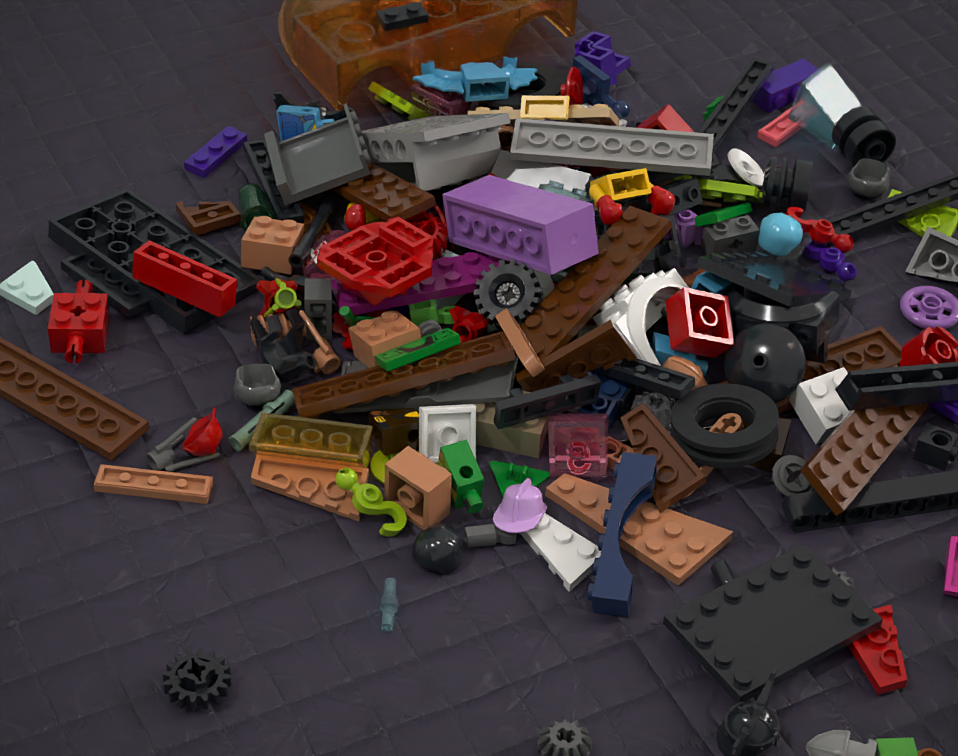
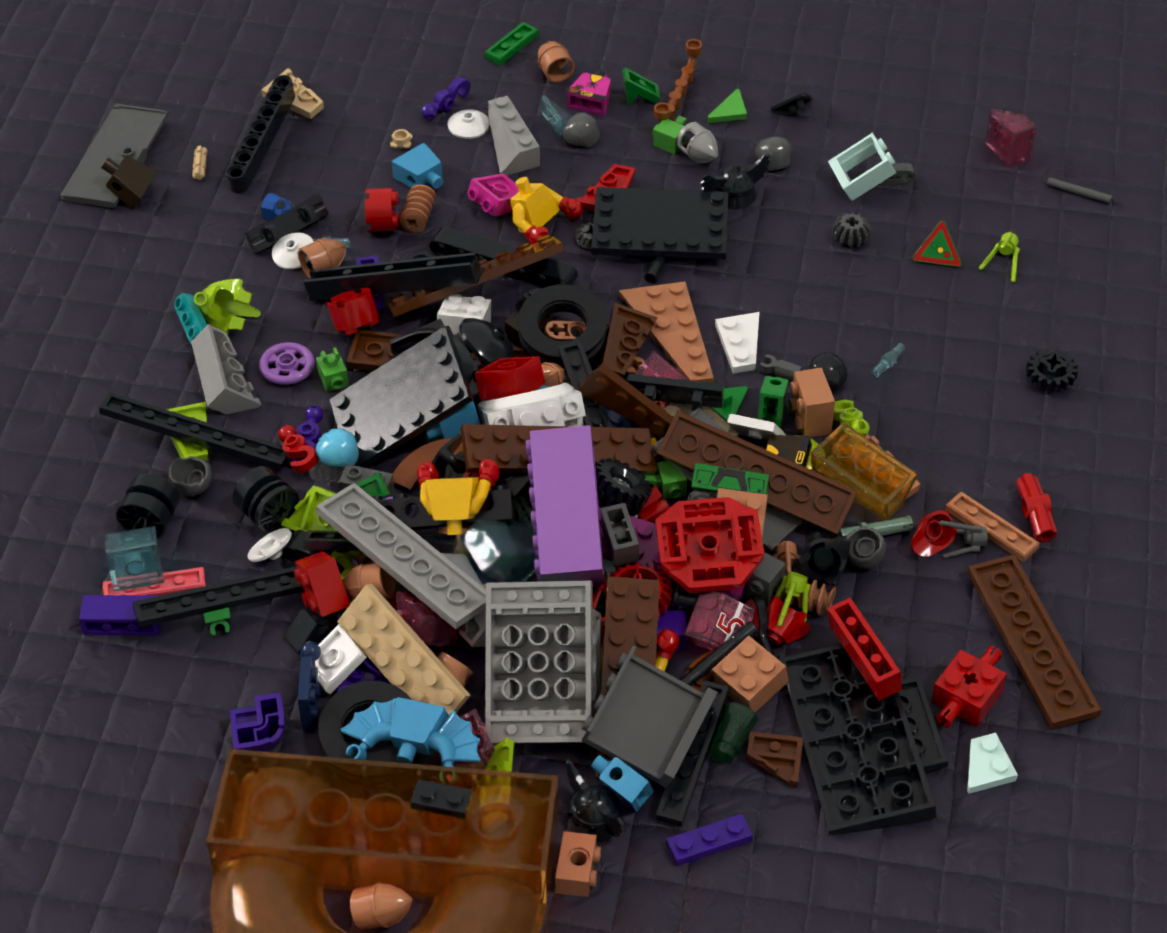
camera: 140 degrees left, 5 degrees up
(118, 513) = (1036, 507): none -> red piece
(296, 86) = (572, 878): none -> nougat brick
(461, 239) = (619, 534): none -> dark grey brick
(520, 342) = (656, 432): nougat beam -> none
(520, 508) = (749, 365): lavender piece -> none
(544, 106) = (413, 628): yellow tile -> none
(573, 87) = (340, 676): red dish -> none
(613, 581) = (667, 323): dark blue arch -> none
(882, 310) = (332, 371): none -> bright green brick
(913, 558) = (537, 205): none -> yellow torso

